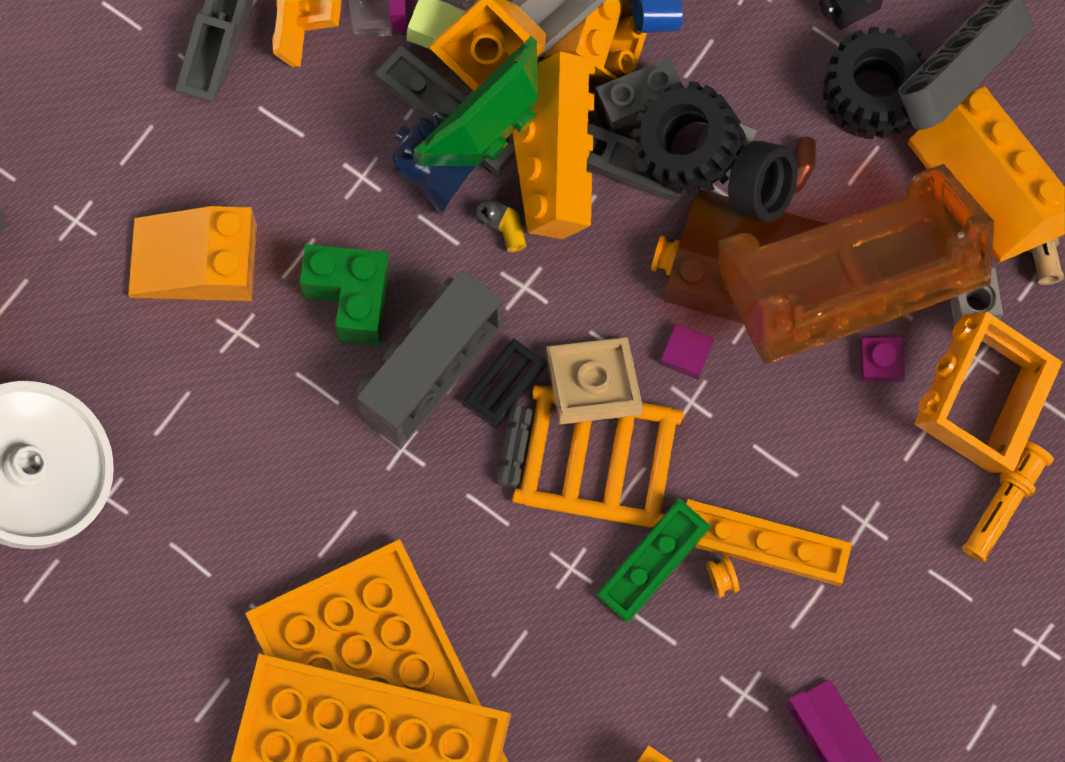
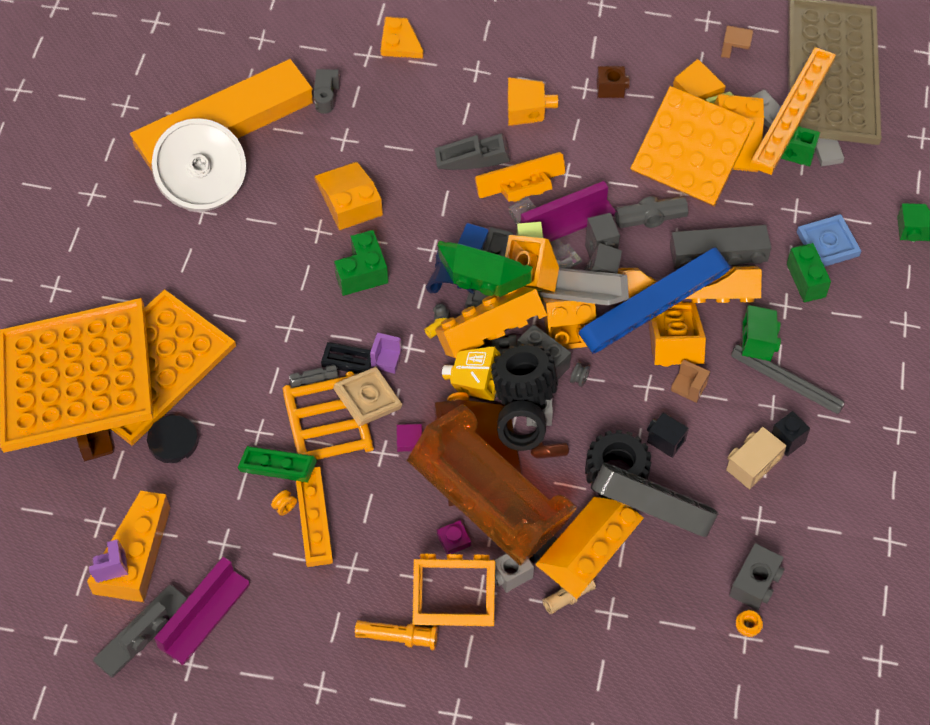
camera: 65 degrees right, 15 degrees down
(388, 109) = (474, 236): none -> blue panel
(430, 358) = (337, 311): dark grey brick -> none
(529, 322) = (386, 352): none -> medium lavender panel
(534, 697) = (172, 439): none -> black tile
(631, 209) = (473, 372): none -> yellow torso
(695, 65) = (580, 374): none -> dark grey bush

